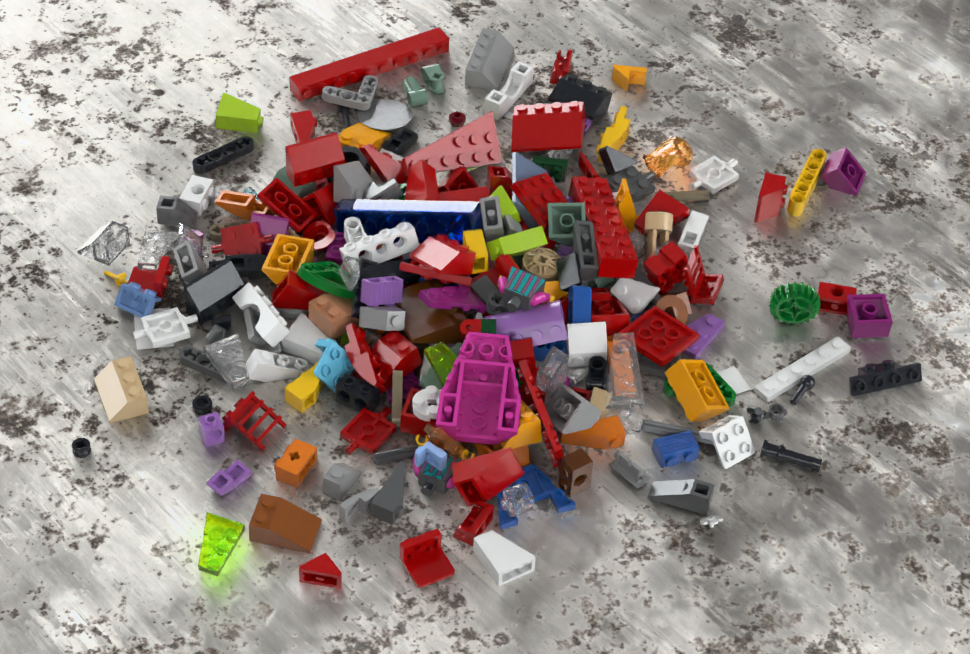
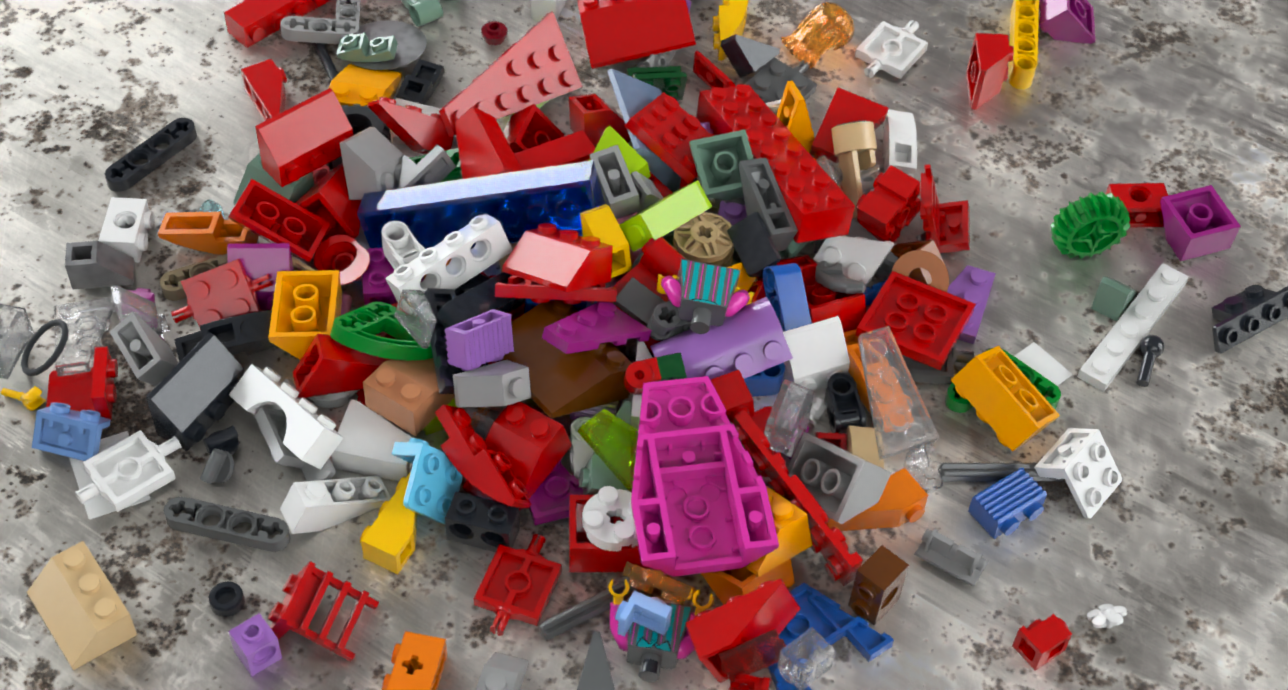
camera: 15 degrees left, 5 degrees up
(129, 247) = (64, 336): none -> black piece
(229, 360) = (253, 509): clear wing -> none
(238, 115) = (158, 86): lime slope -> none
(368, 114) = (360, 49): none -> sand green slope
(397, 384) = (550, 516): dark tan beam -> none
(486, 489) = (752, 655): none -> clear red piece
(617, 303) = (835, 280): none -> dark grey piece
(665, 523) = (1042, 640): none -> red brick
(684, 196) = (864, 88): dark tan pin -> none
(686, 494) = (1052, 581): dark grey slope -> none
(756, 414) = (1101, 416): black plate -> none
(776, 413) = (1127, 406): flat silver plate -> none
(780, 453) = (1164, 474): black pin -> none
(794, 348) = (1113, 298): none -> sand green slope

